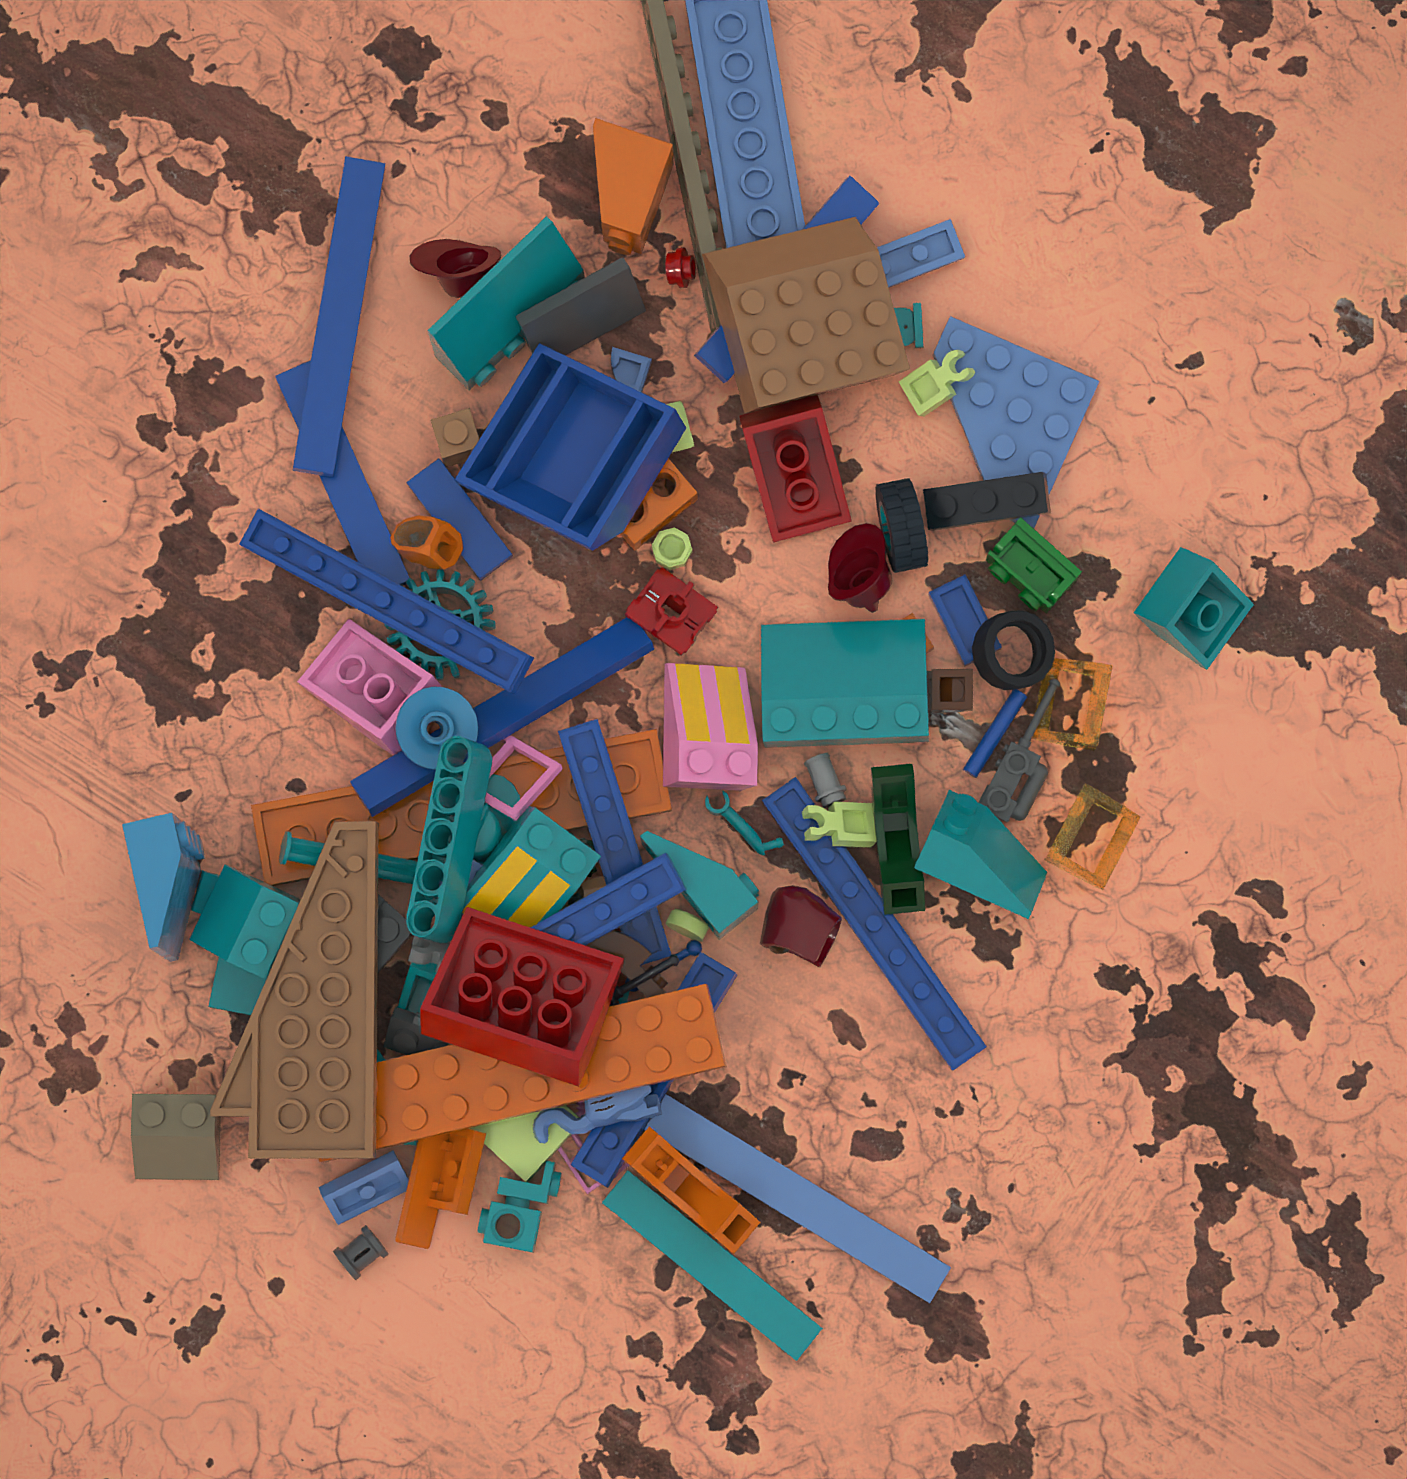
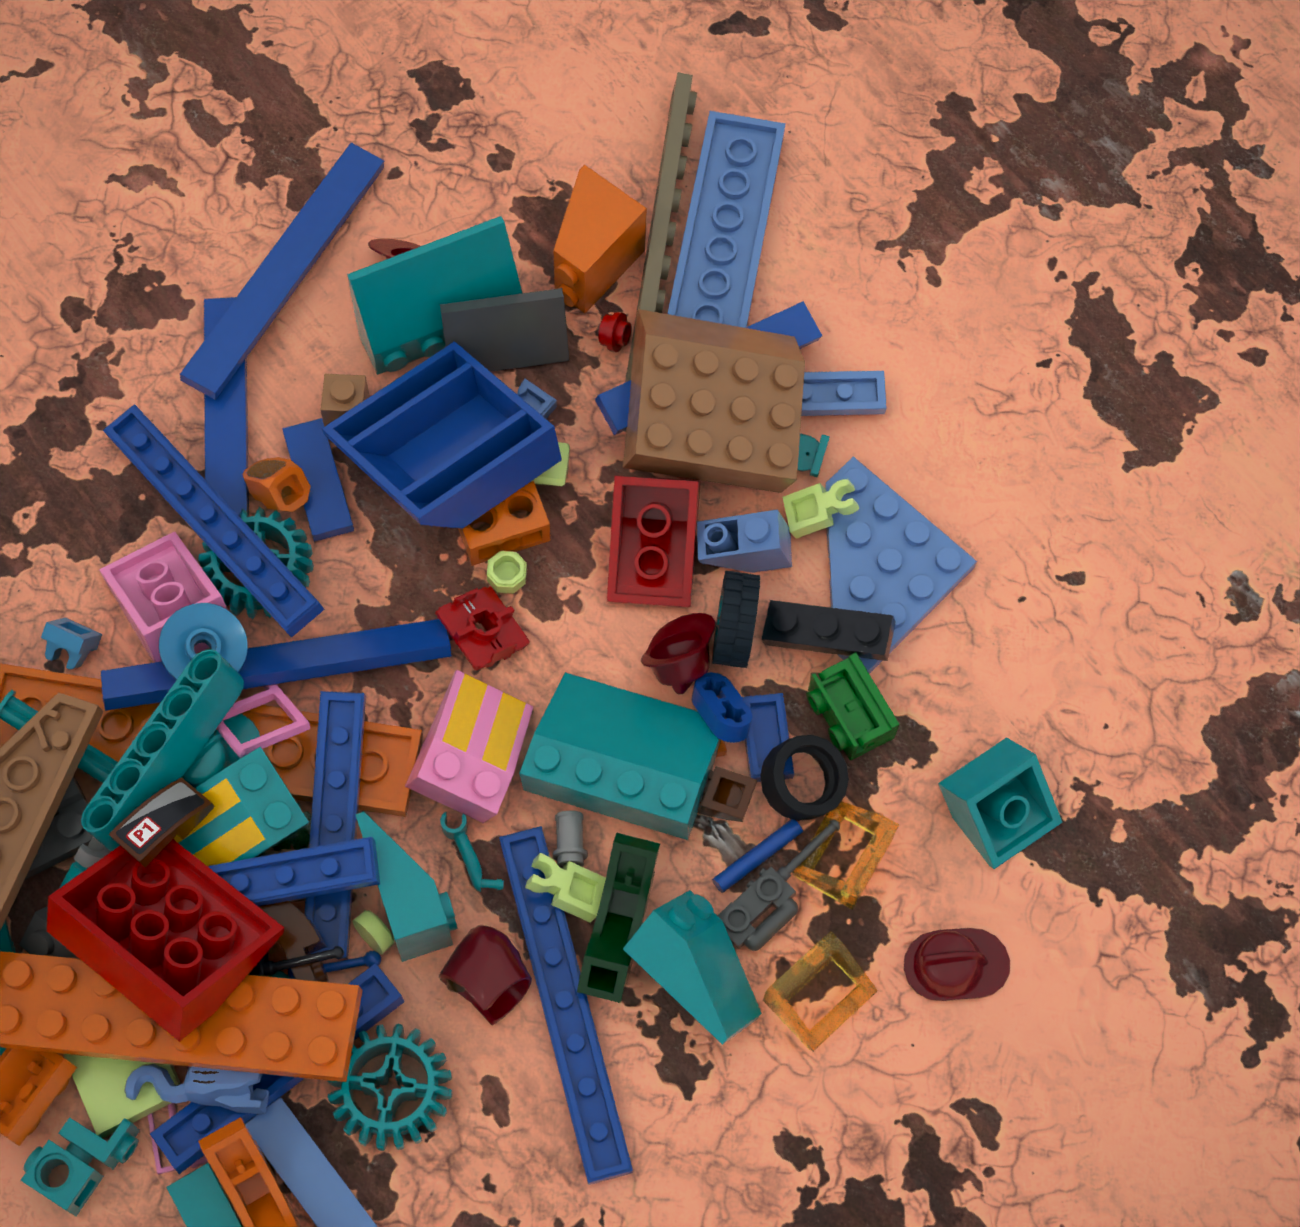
camera: 15 degrees right, 15 degrees down
(303, 756) = (73, 638): none -> dark azure tile
(478, 904) = (159, 819): none -> slope
(791, 1044) = (368, 1083): none -> teal gear
(881, 442) = (746, 542): none -> medium blue slope
(912, 613) = (715, 709): none -> blue beam
(1201, 767) = (956, 964): none -> dark red piece

